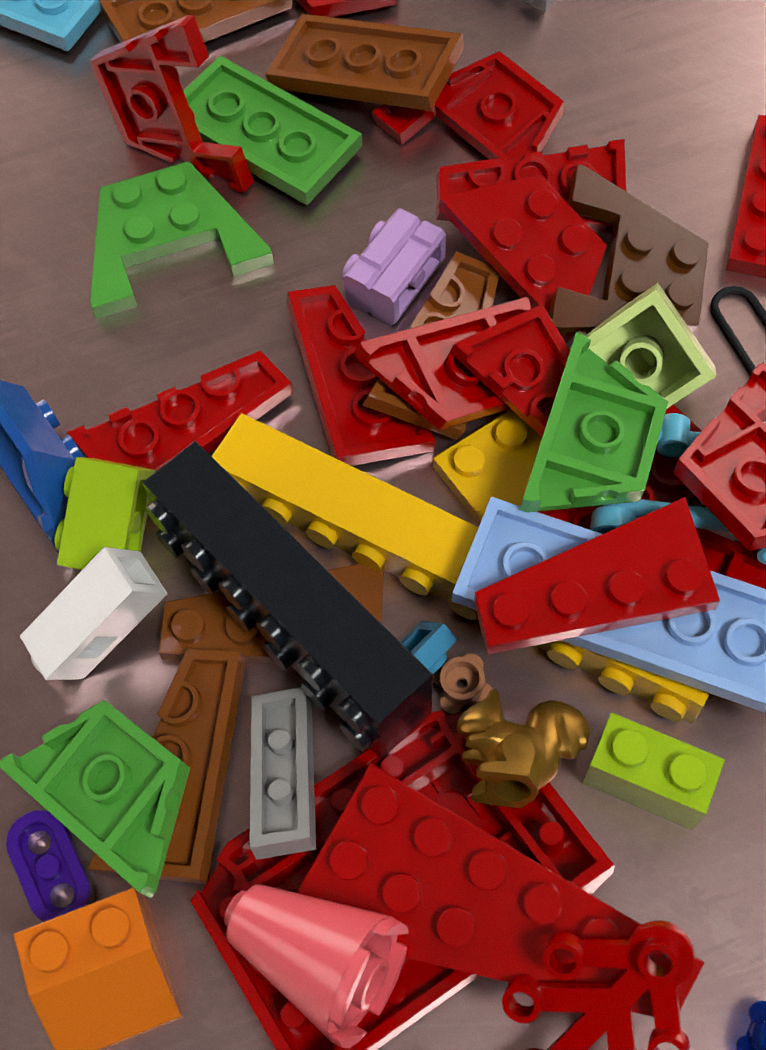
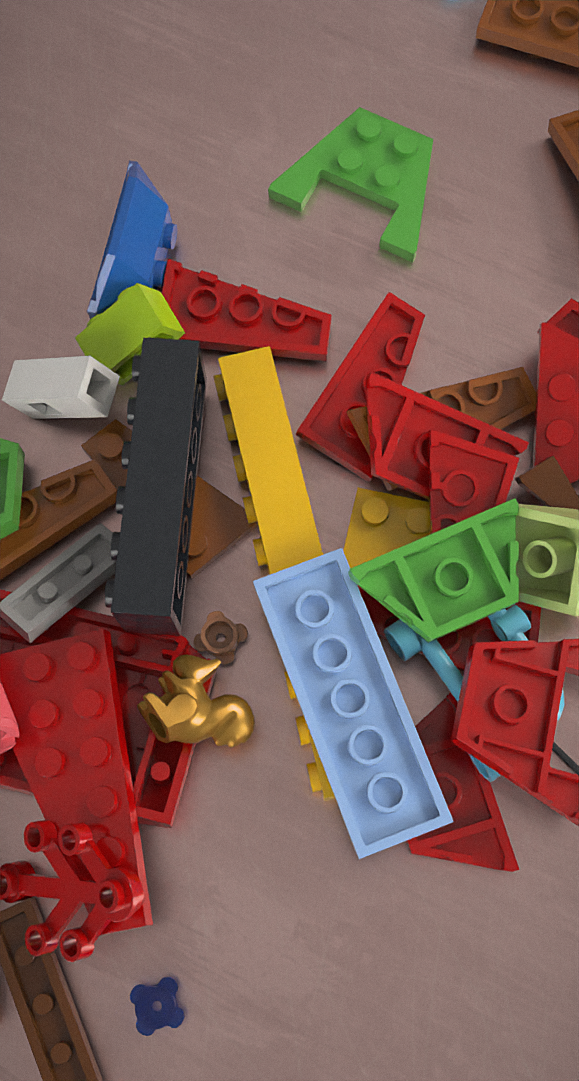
camera: 50 degrees right, 10 degrees up
(151, 105) = (444, 58): red wing -> none
(279, 134) = (506, 159): bright green plate -> none
(393, 266) = (477, 337): lavender brick -> none
(429, 643) = (216, 595): dark azure plate -> none
(609, 583) = (348, 673): red wing -> none
(654, 771) = (258, 800): lime brick -> none

